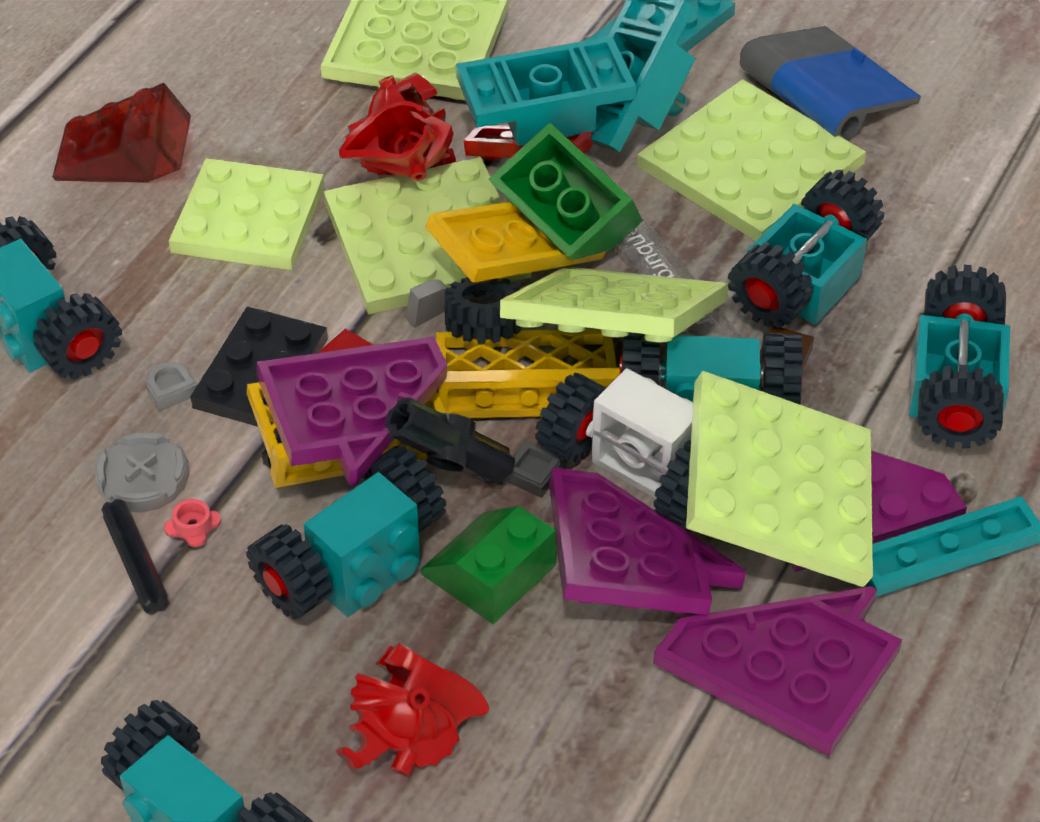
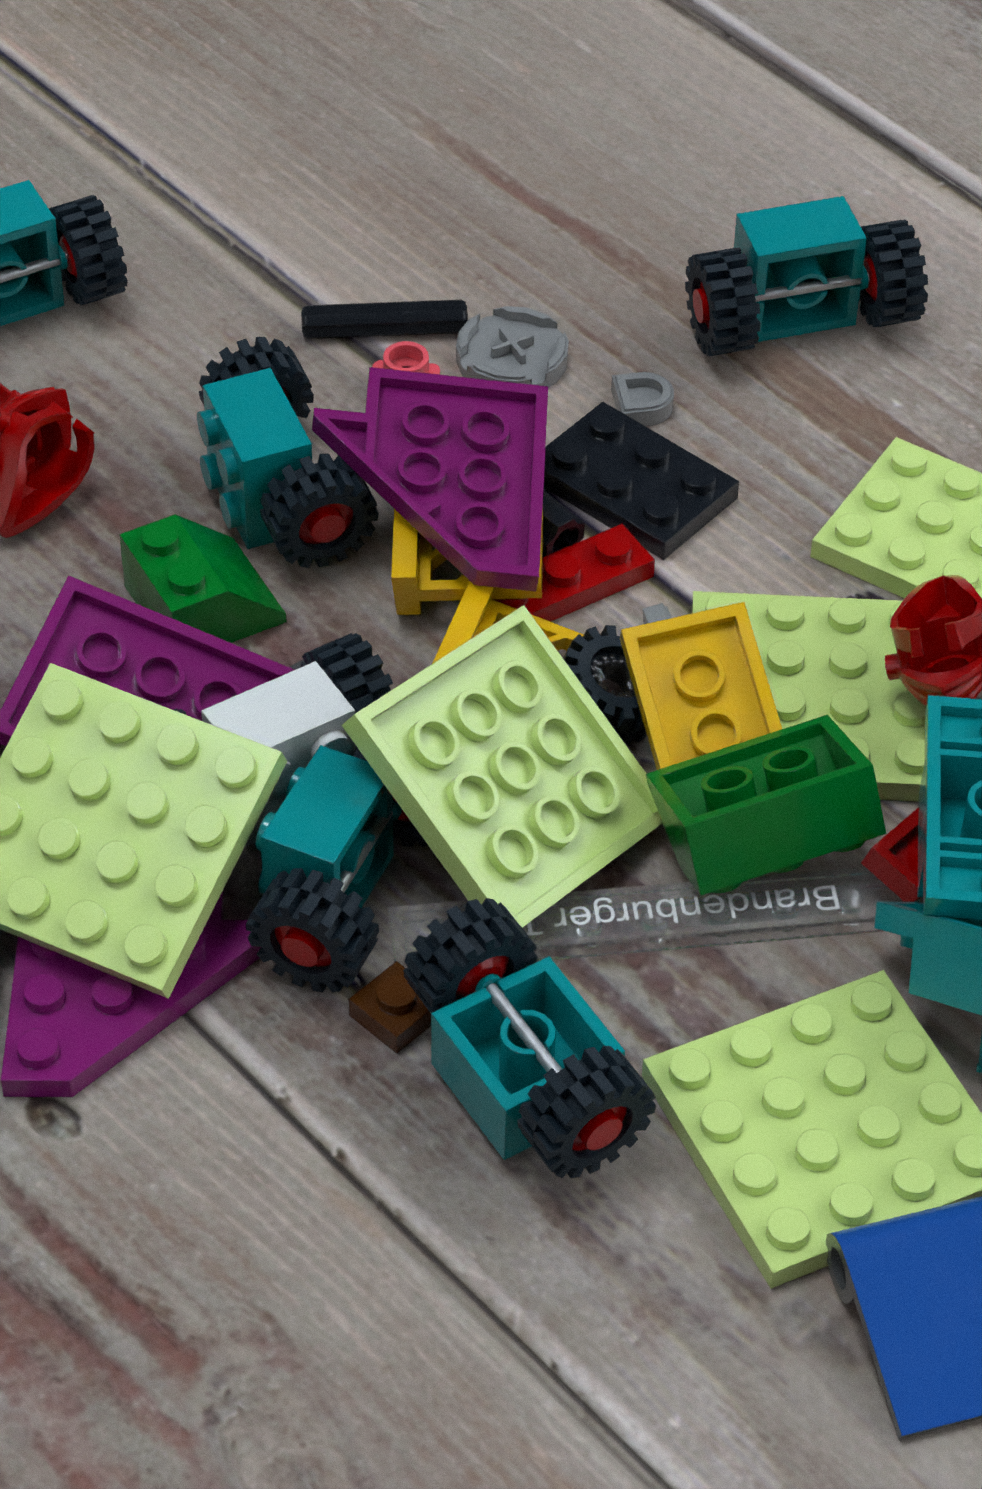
camera: 110 degrees right, 0 degrees up
(449, 441) = (354, 547): black piece -> none
(961, 358) = (215, 1143): brick -> none

